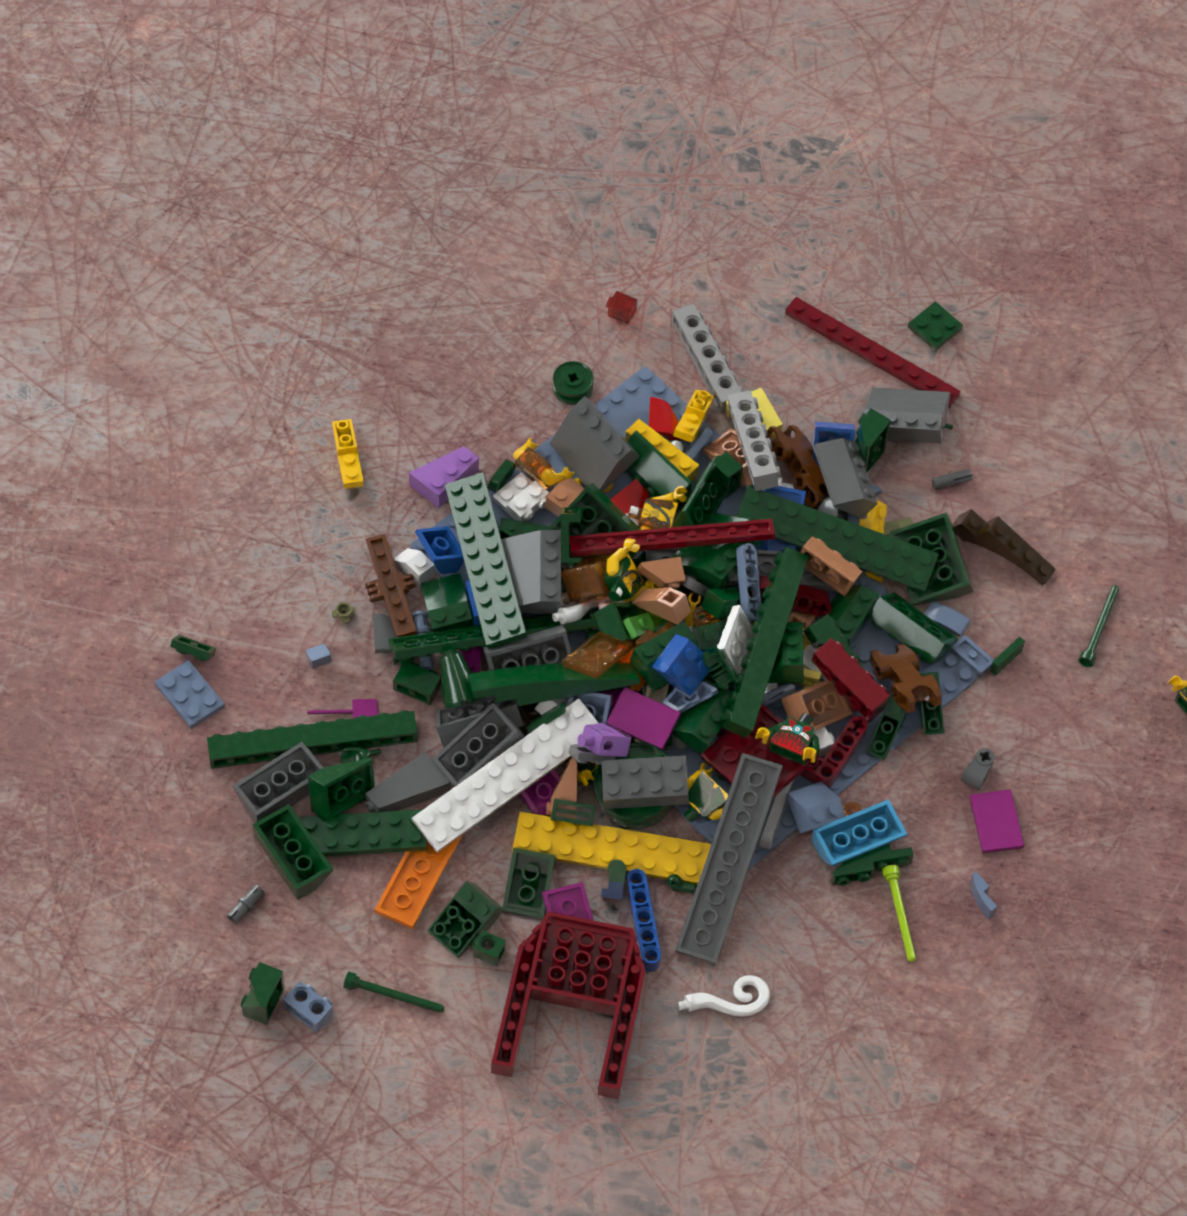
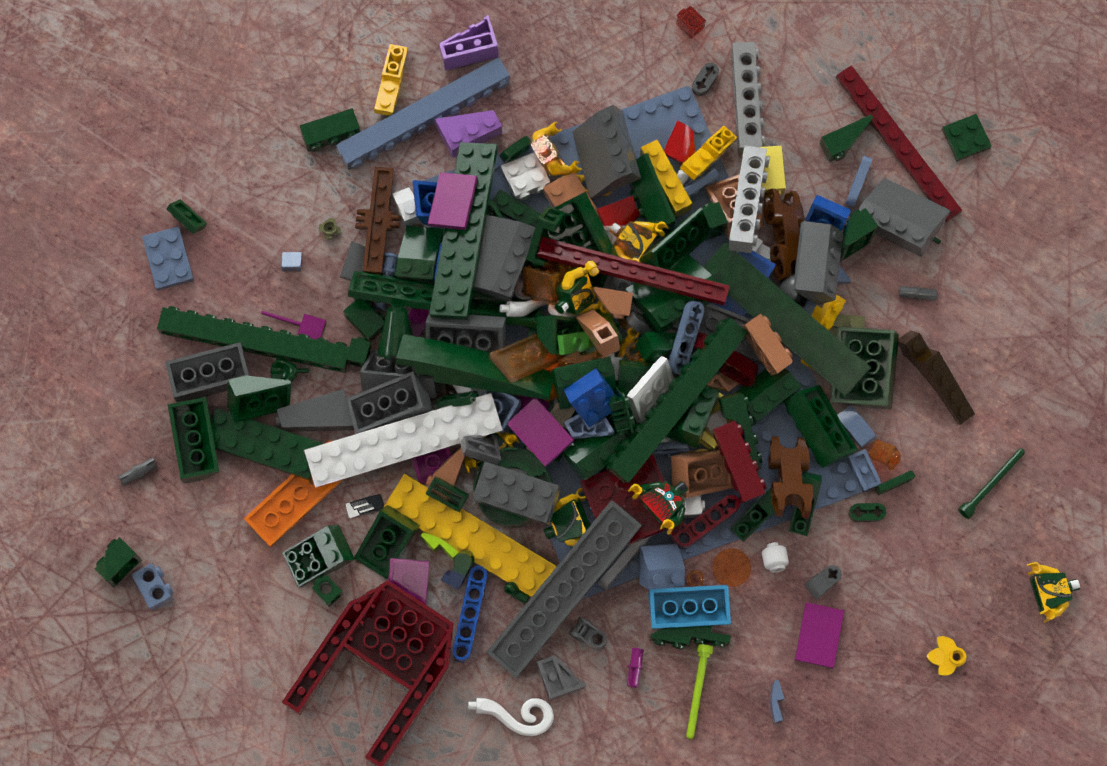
camera: 20 degrees right, 15 degrees up
(305, 520) = (329, 130): none -> dark green brick
(352, 981) = (201, 578): dark green piece -> none
(392, 475) = (423, 113): none -> sand blue brick
(415, 397) = (470, 46): none -> medium lavender wedge
(424, 715) = (358, 351): none -> dark green brick
(463, 535) = (452, 201): none -> magenta tile
(491, 858) = (364, 505): none -> sticker
(572, 382) = (616, 70): dark green wheel -> none
(579, 865) = (436, 543): none -> lime slope
(597, 738) = (495, 441): medium lavender torso -> none
(663, 355) = (702, 77): none -> dark grey beam
(756, 949) = (557, 678): none -> flat silver wing
(769, 898) = (587, 634): none -> dark grey piece
(815, 367) = (841, 141): none -> dark green slope
(829, 912) = (635, 667): none -> magenta axle
(849, 397) = (858, 181): none -> sand blue beam
(881, 786) = (731, 567): none -> clear orange tile
(922, 763) = (775, 557): none -> white head
(986, 633) = (885, 454): none -> clear orange bracket
(990, 690) = (867, 507): none -> dark green beam
(1125, 797) = (943, 656): none -> yellow plate

